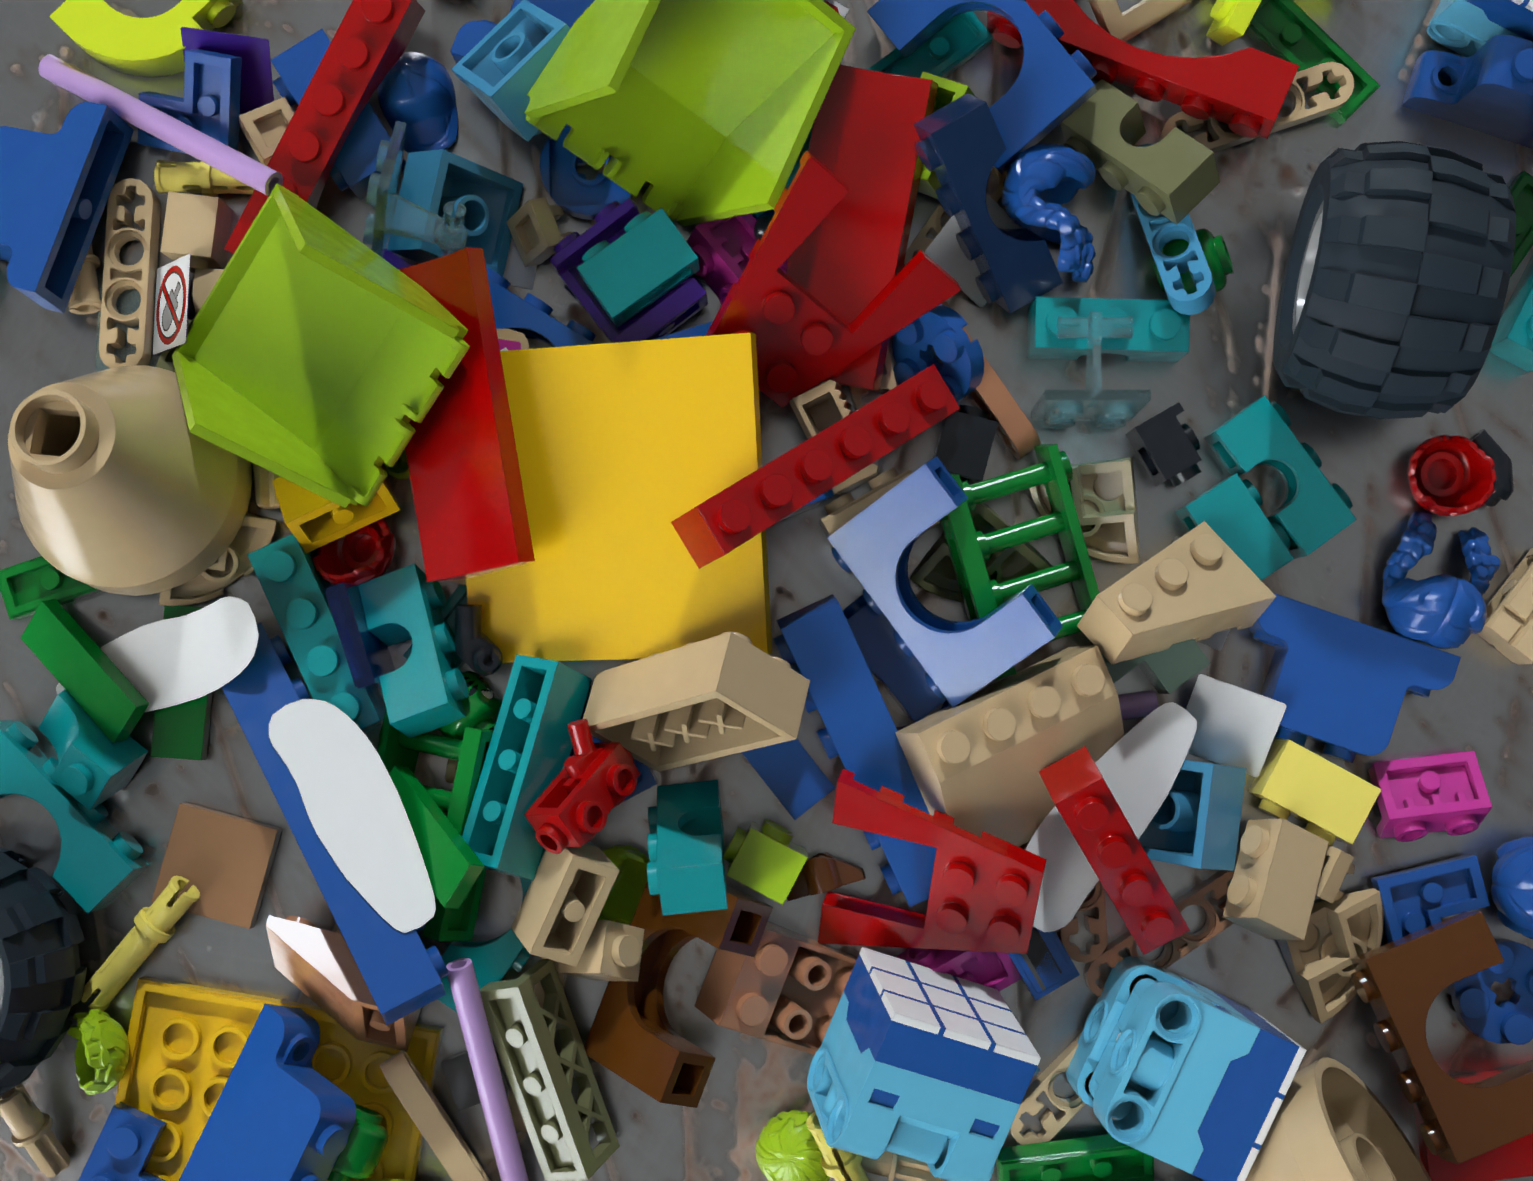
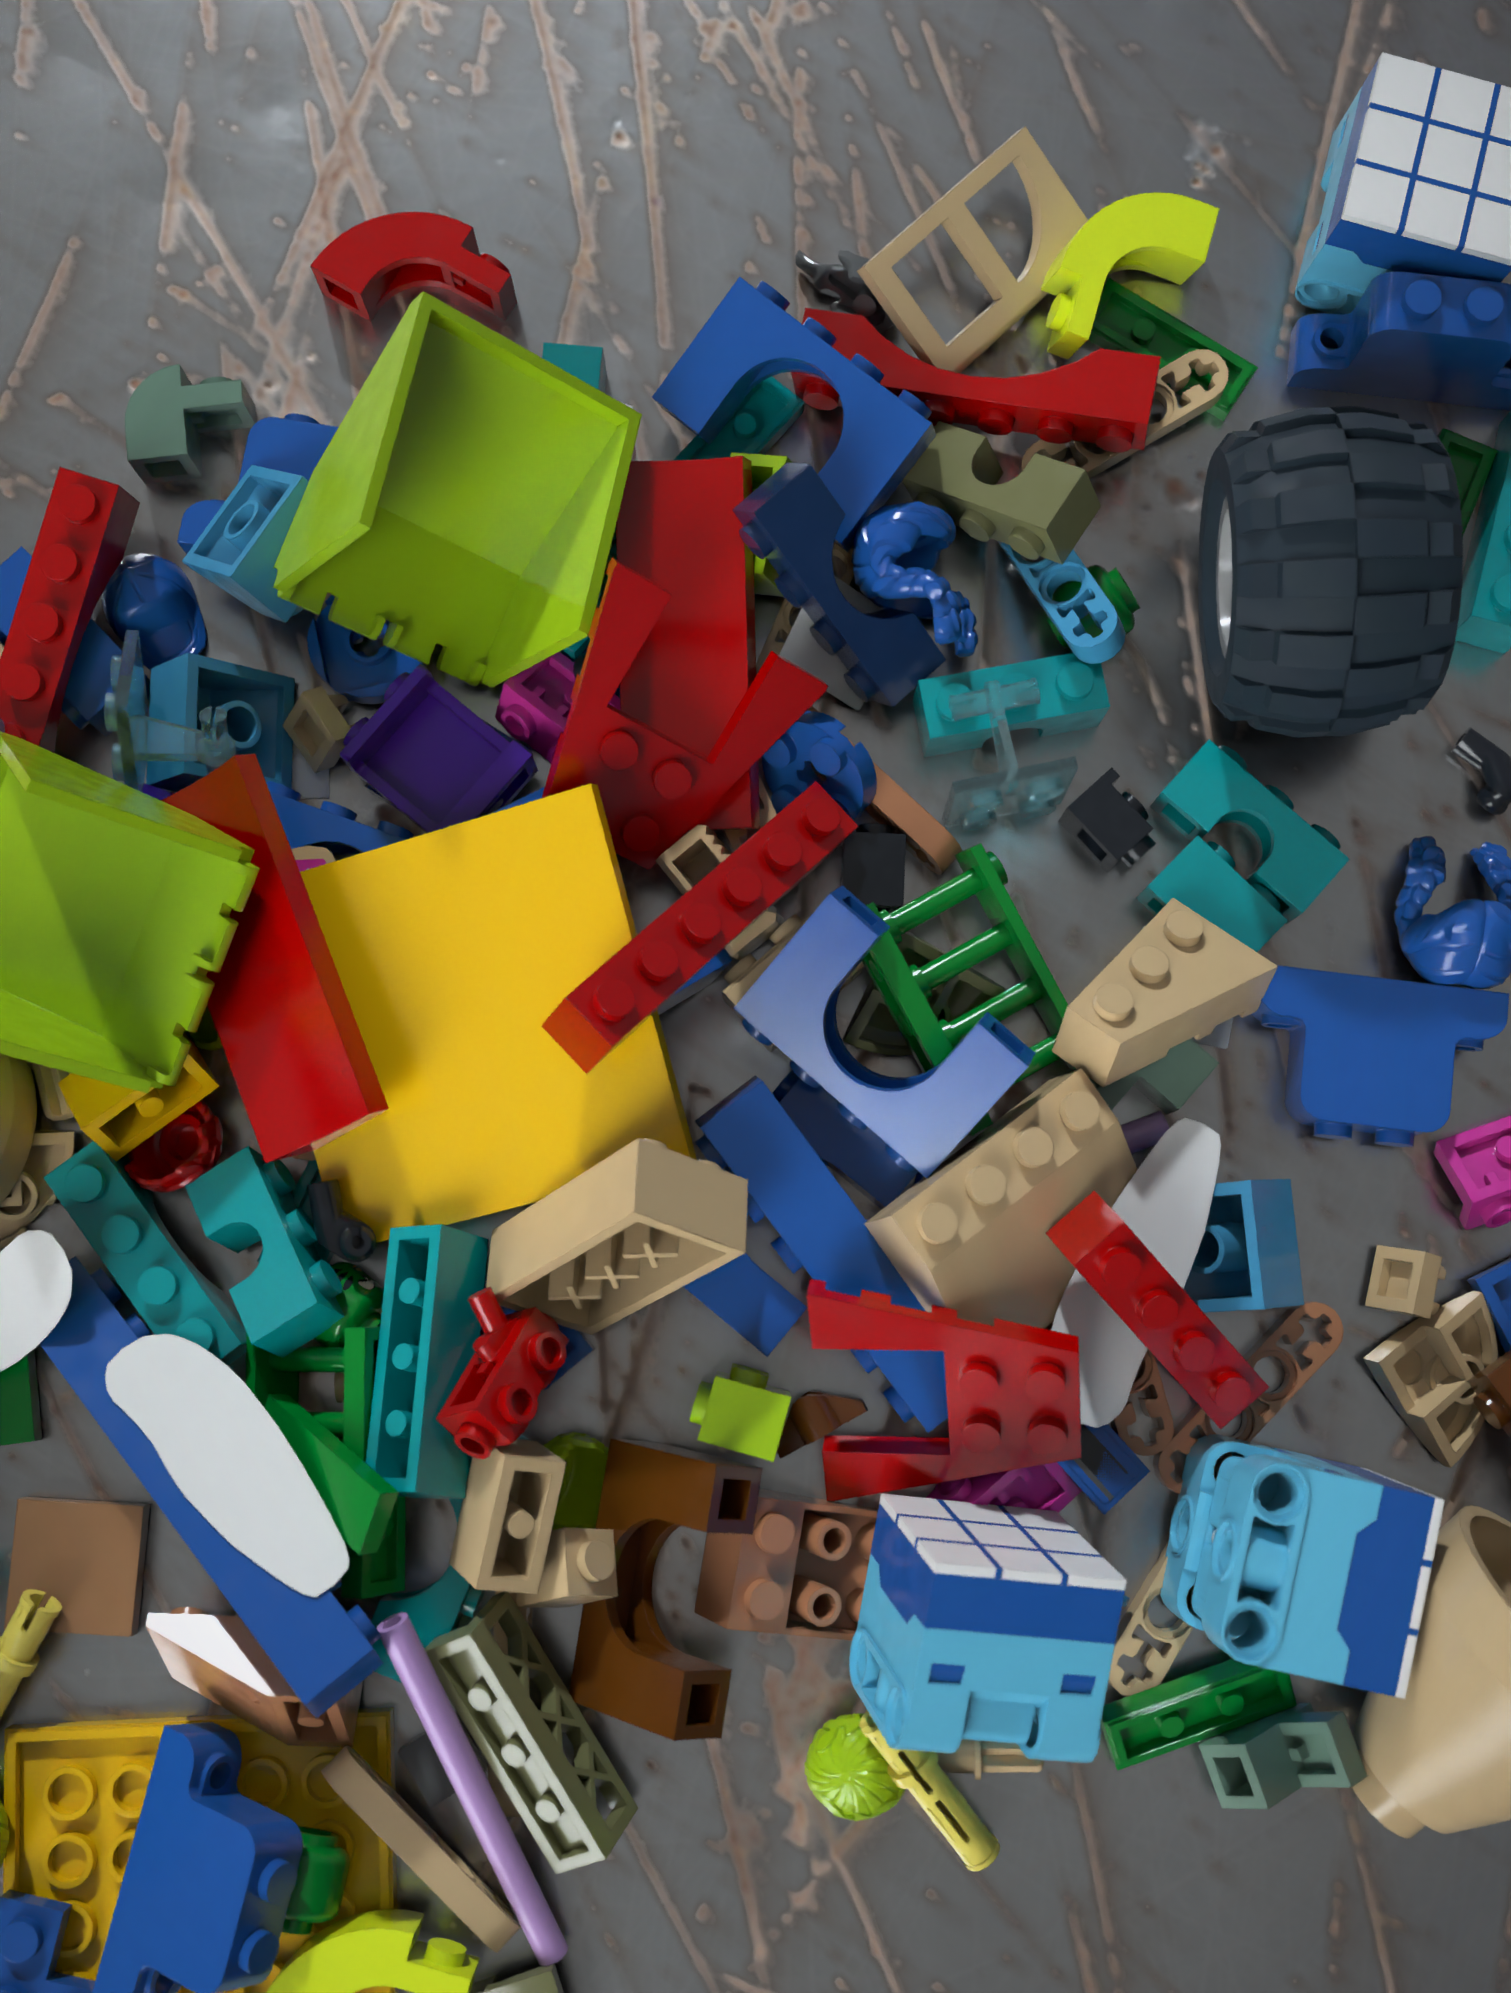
camera: 15 degrees left, 5 degrees down
(364, 652) = (204, 1263): clear blue tile -> none
(638, 266) = (445, 741): teal brick -> none
(687, 848) = (644, 1419): teal arch -> none
(1105, 508) = (1054, 909): tan brick -> none
(1233, 724) = (1262, 1129): white sticker -> none
(1275, 879) = (1356, 1304): tan brick -> none
(1314, 792) = (1376, 1191): light yellow brick -> none
(1450, 475) = (1445, 787): red hair -> none

